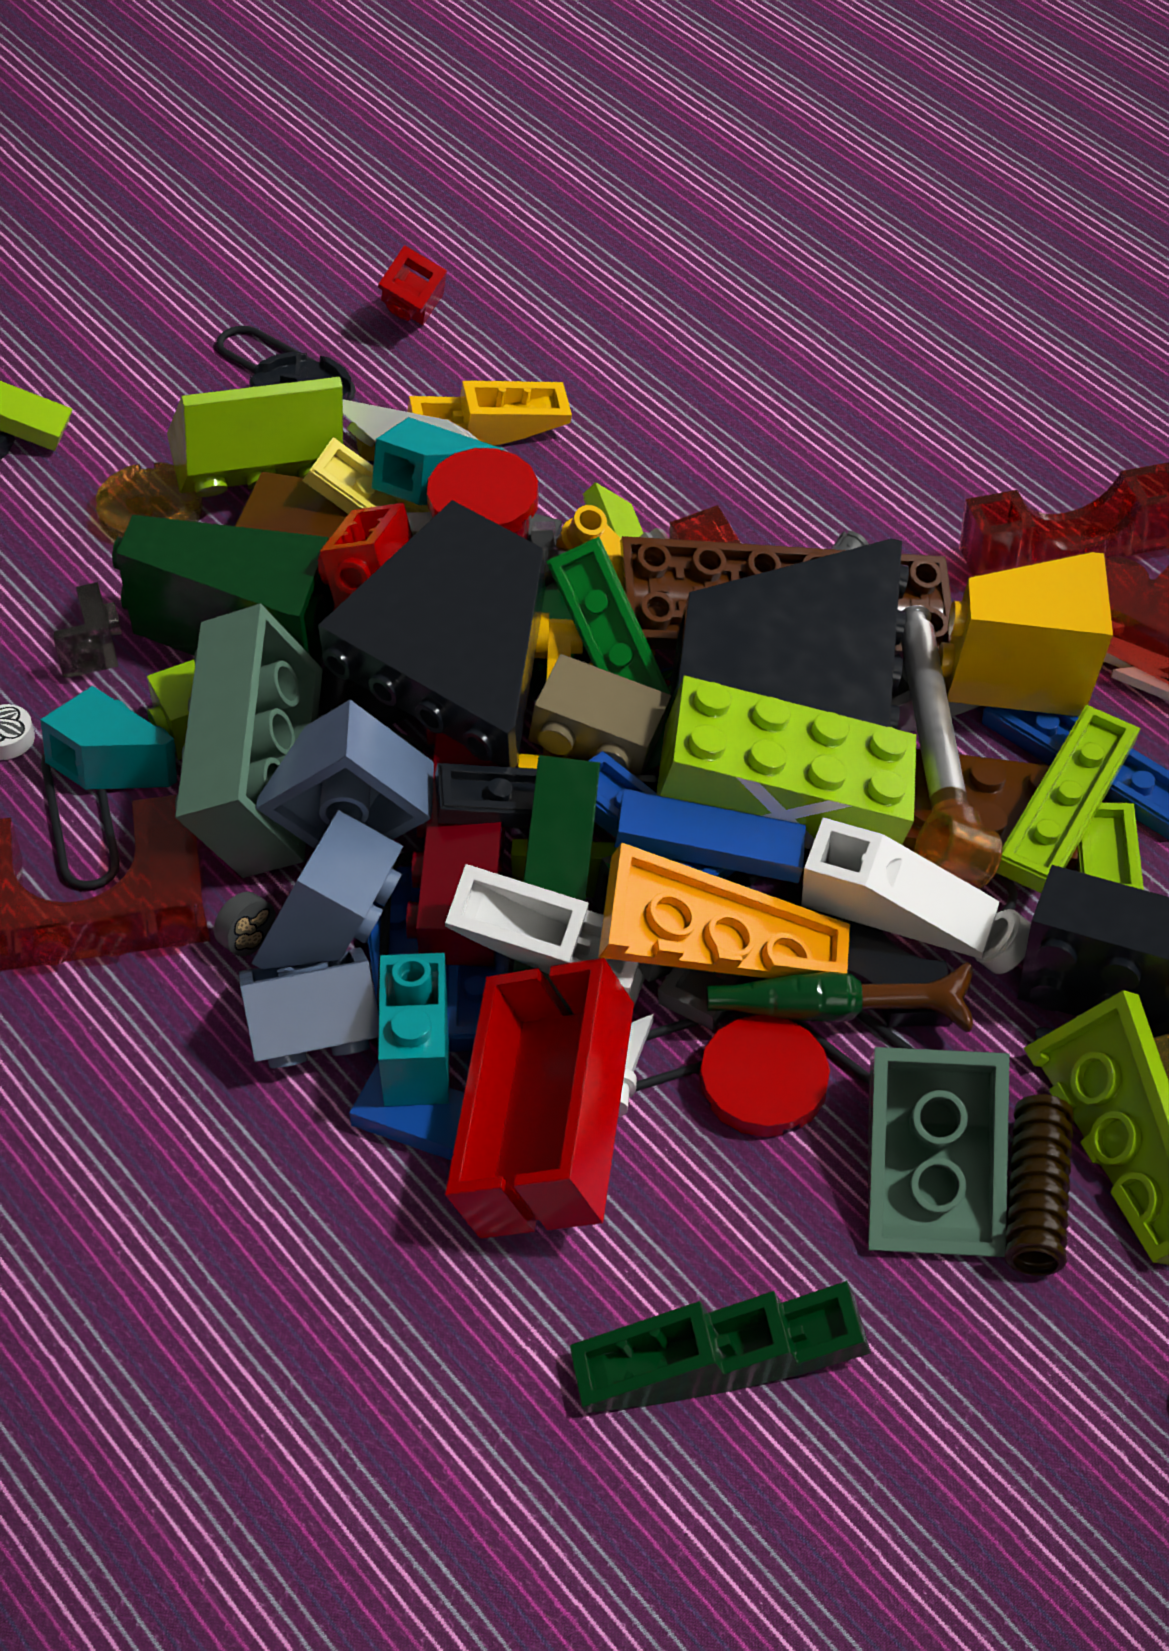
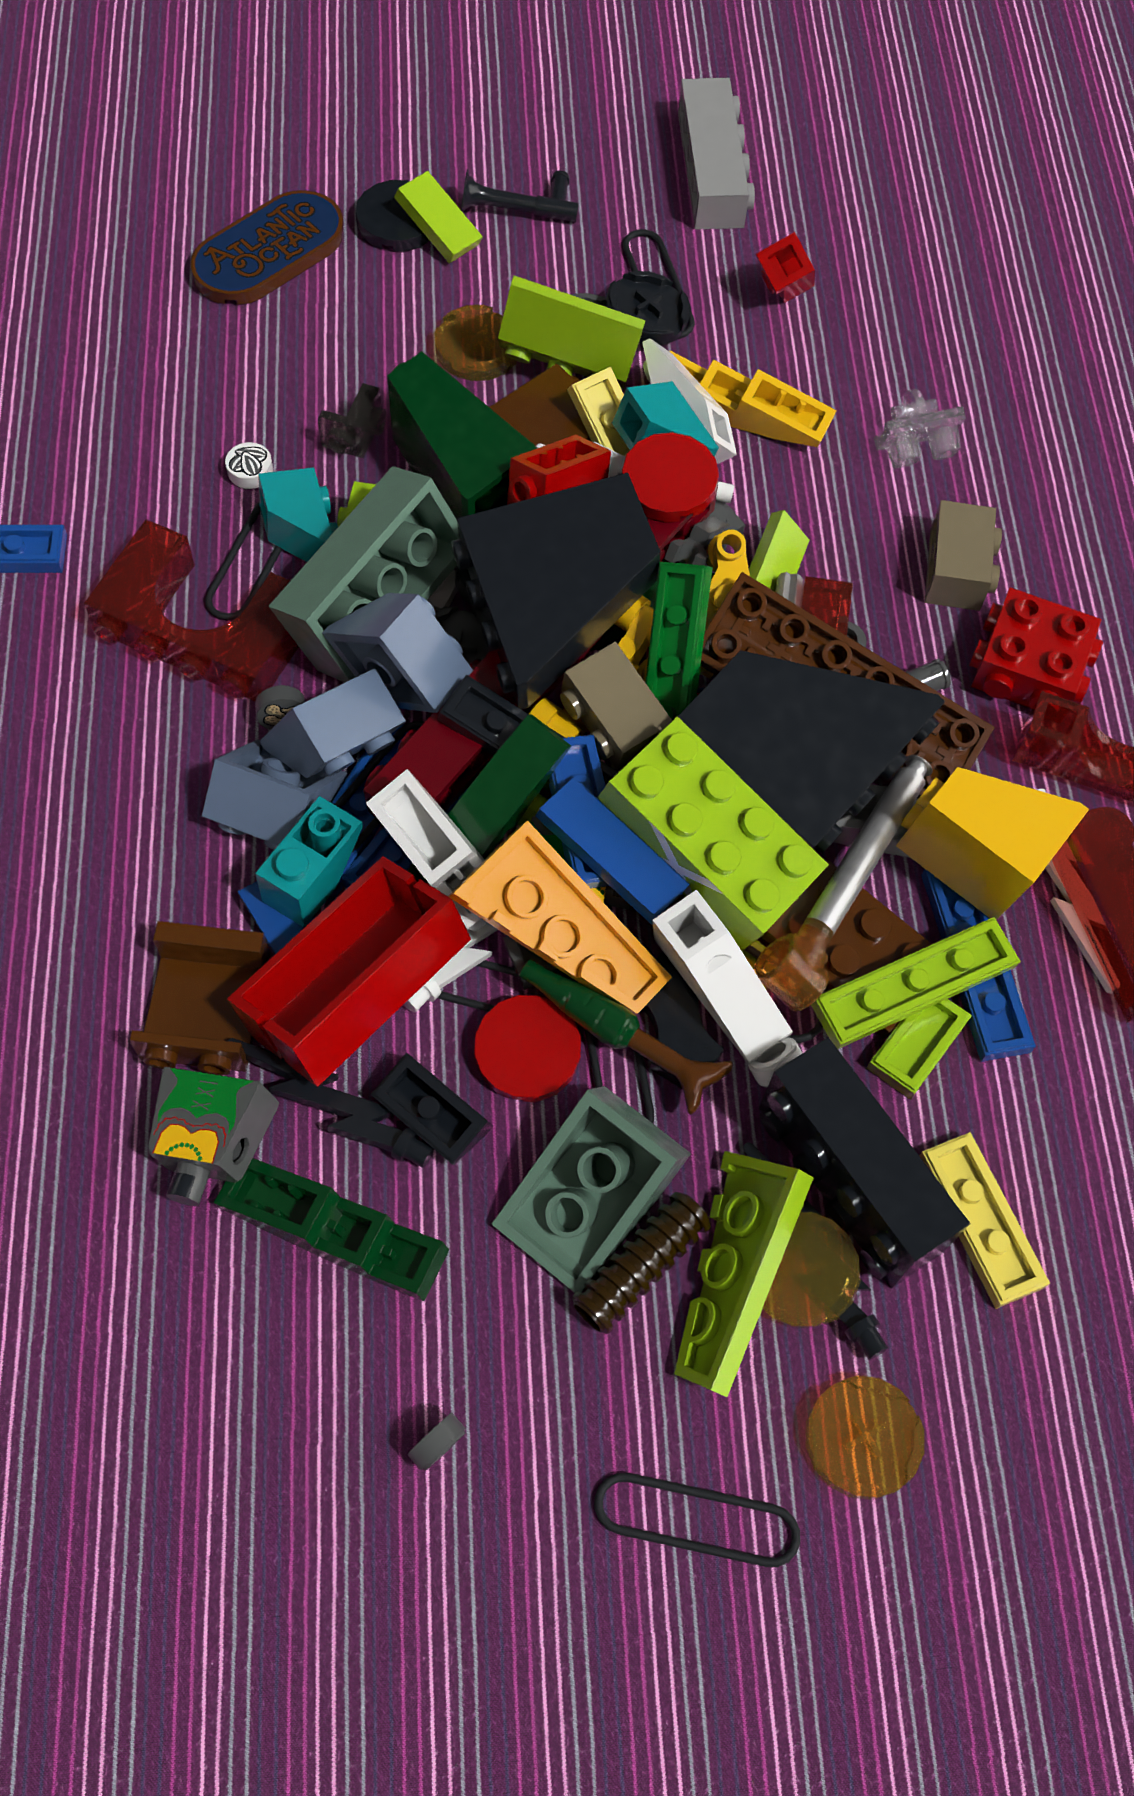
camera: 30 degrees right, 15 degrees up
(119, 350) = (553, 207): none -> black piece
(246, 230) = (714, 153): none -> light grey brick
(398, 1230) = (189, 1002): none -> reddish brown panel
(522, 1333) = (207, 1129): none -> torso
(646, 356) = (919, 422): none -> clear hips
(656, 1234) = (360, 1114): none -> black piece
(723, 1180) = (431, 1109): none -> black slope
(784, 442) = (962, 555): none -> dark tan brick
(917, 481) = (1035, 650): none -> red brick
(999, 1463) = (437, 1442): none -> dark grey tile

